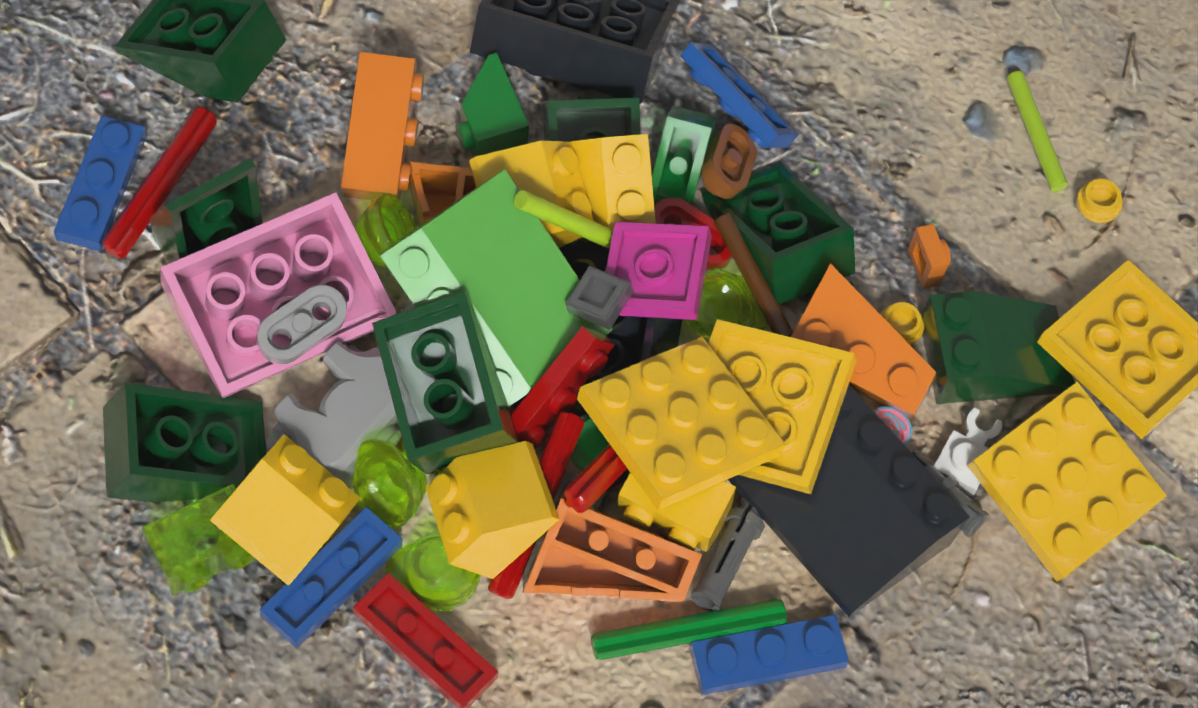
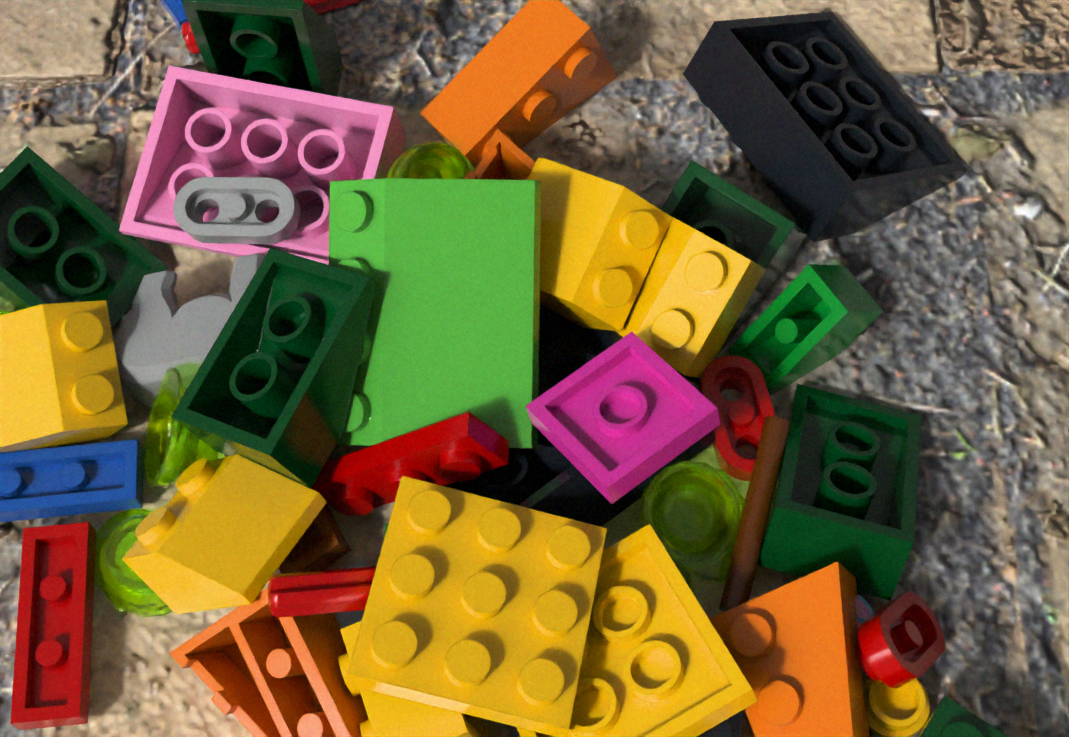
camera: 55 degrees right, 0 degrees up
(491, 113) = (647, 143): green slope -> none
(553, 465) = (313, 553): red axle -> none
(563, 218) = (564, 280): lime bar -> none
(599, 297) = (528, 397): flat silver tile -> none
(728, 161) = (852, 368): dark orange plate -> none
(738, 96) = (935, 310): blue plate -> none
(883, 287) = (899, 641): none -> red plate
(929, 256) = (1003, 651): orange plate -> none

